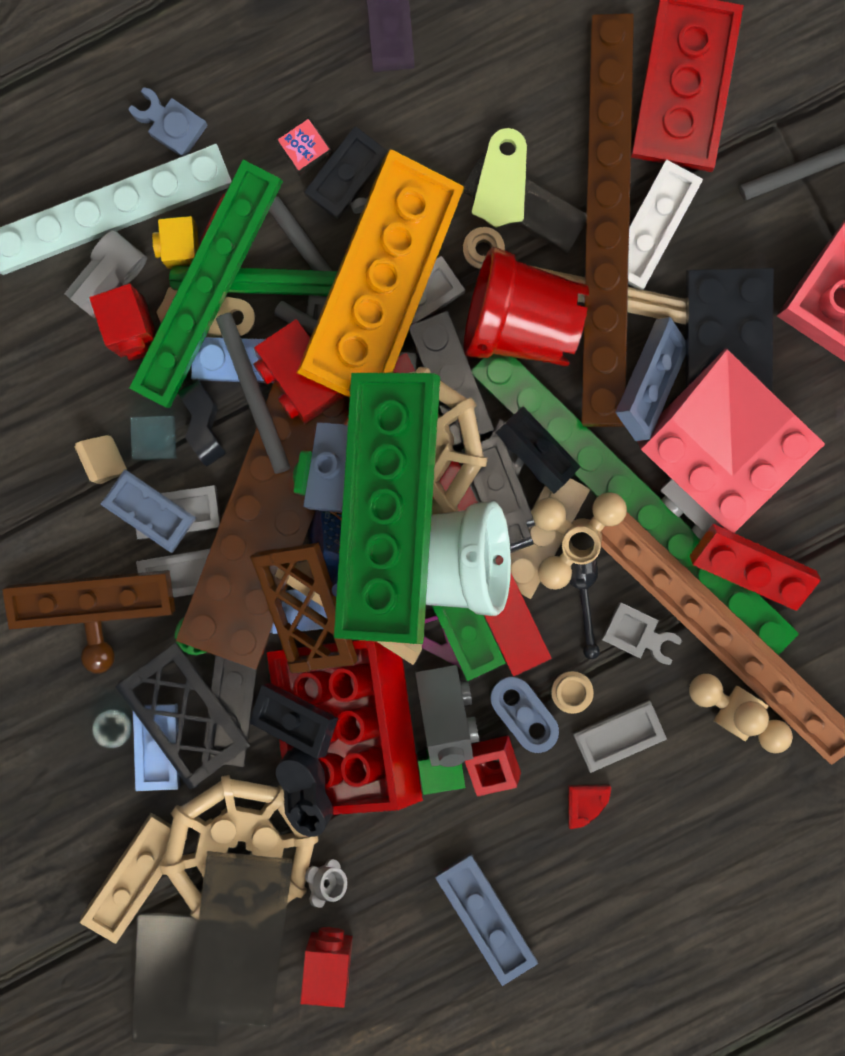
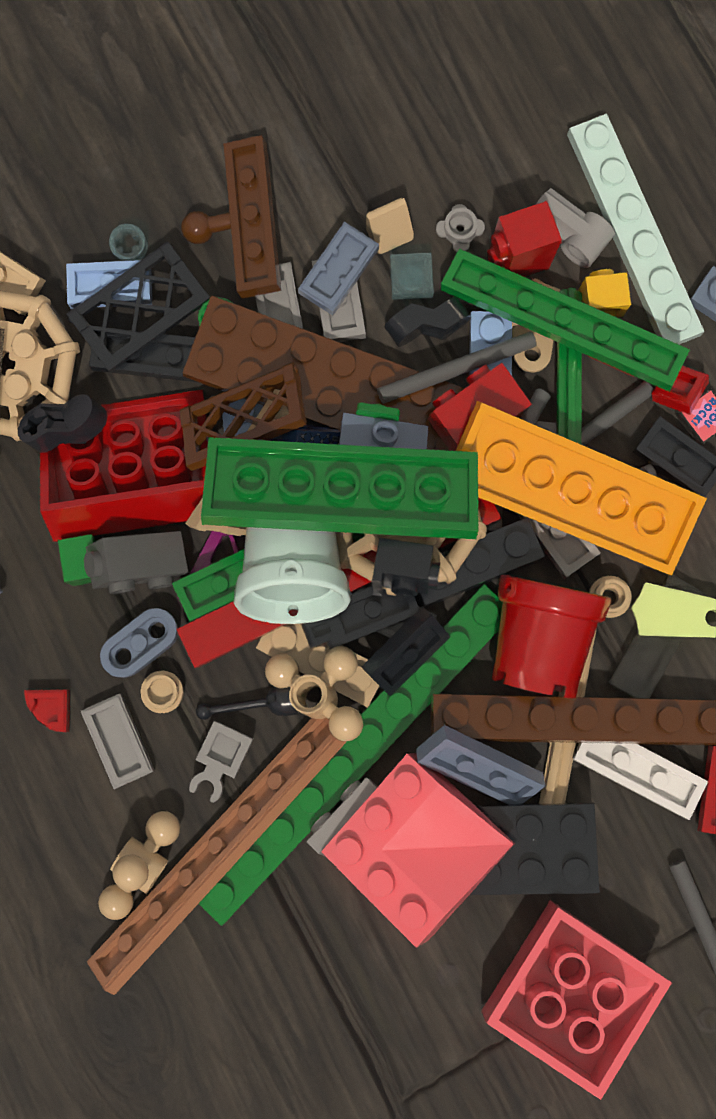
camera: 85 degrees right, 5 degrees down
(102, 375) = (460, 216): none -> light grey plate
(280, 164) = (684, 392): none -> red tile
(293, 720) = (132, 412): black plate -> none
(465, 446) = (404, 568): none -> black brick
(489, 775) = (86, 611): red plate -> none
(754, 567) = (288, 877): red plate -> none

